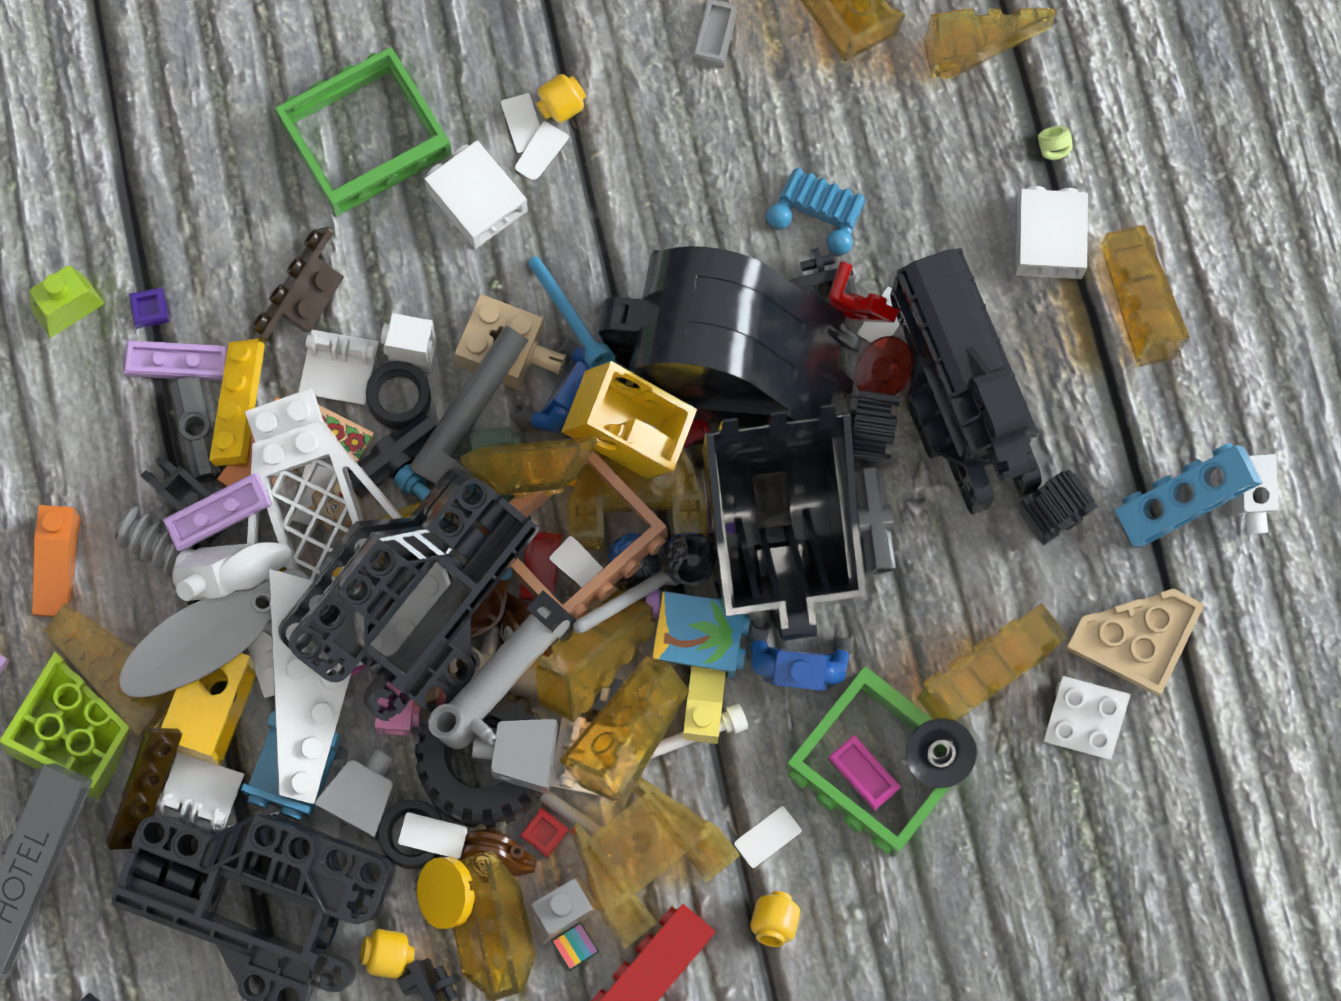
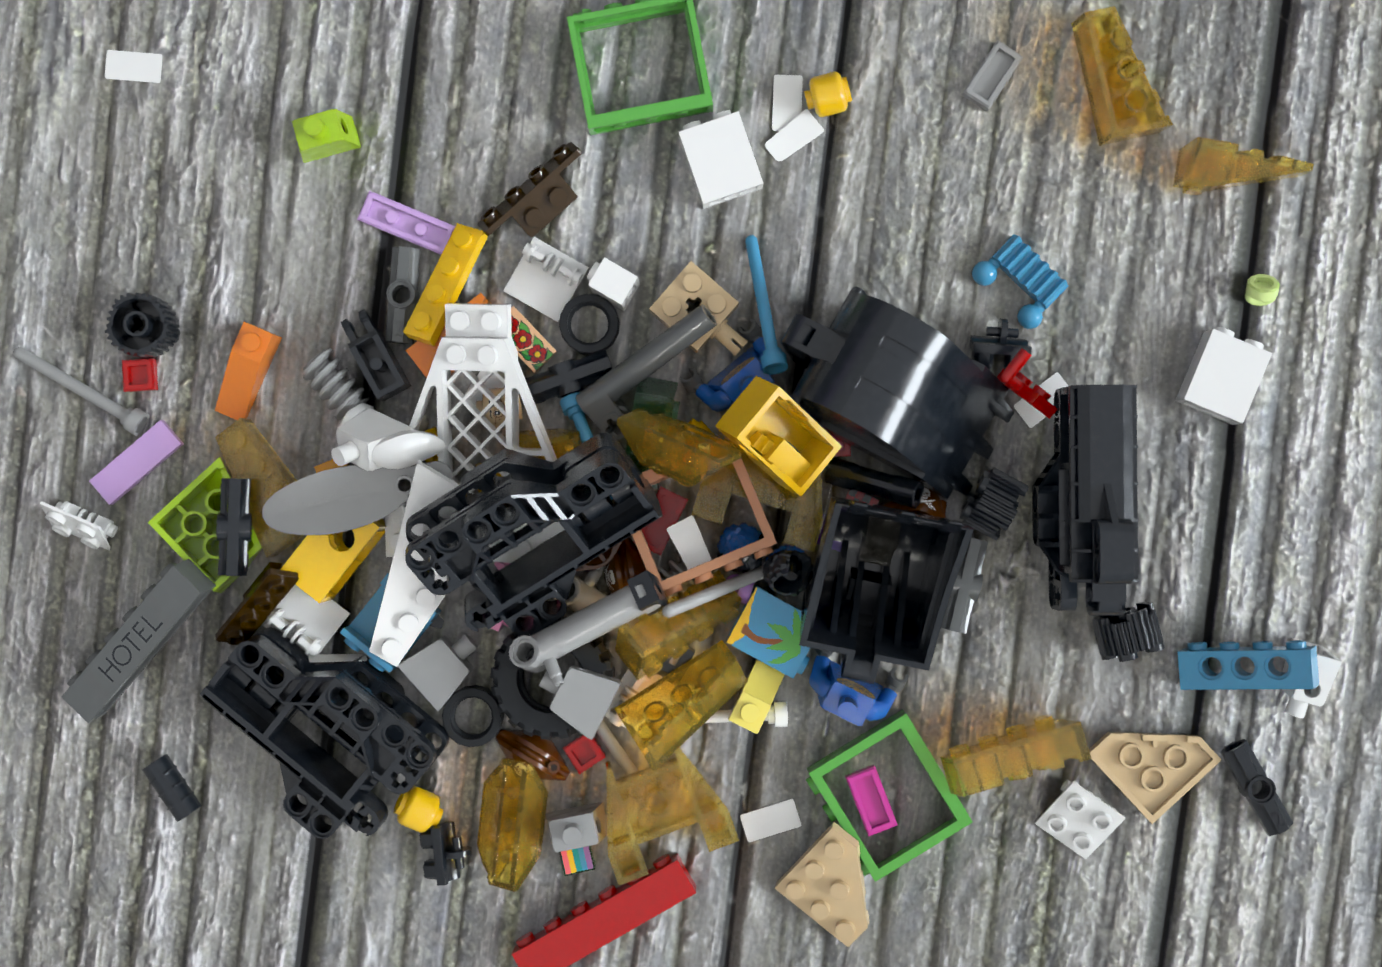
camera: 25 degrees right, 15 degrees up
(95, 710) = (234, 527): none -> black piece
(149, 308) = (398, 165): dark purple tile -> none
(217, 512) = (393, 386): lavender tile -> none
(432, 835) = (488, 727): white sticker -> none
(445, 892) = (482, 778): yellow tile -> none
(775, 919) = (750, 895): yellow head -> none
(854, 875) = (830, 885): none -> tan plate
(884, 366) = (1014, 445): clear red dish -> none
(943, 769) = (945, 826): black dish -> none
(1144, 296) = (1283, 464): clear yellow wedge -> none
(1269, 634) = (1266, 802): none -> black piece

